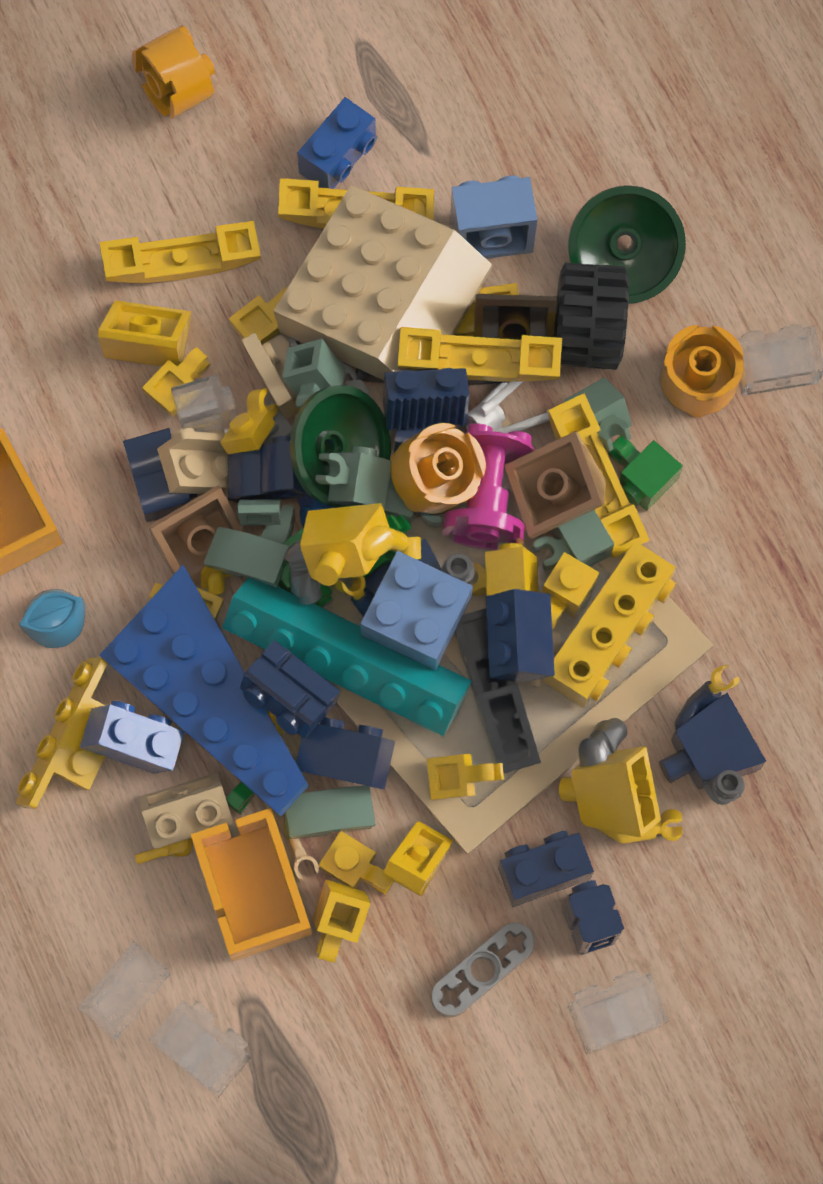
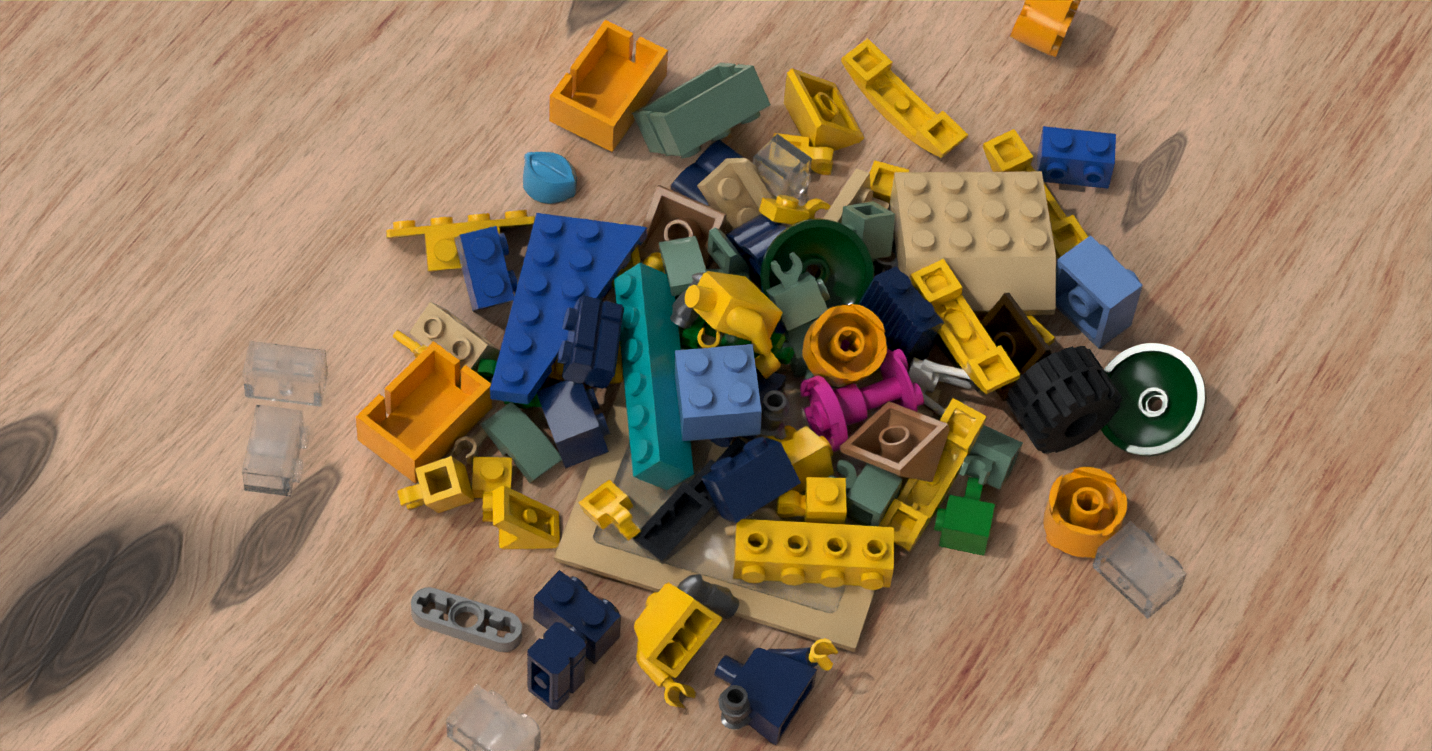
camera: 55 degrees right, 15 degrees down
(83, 437) = (702, 110): none -> sand green piece

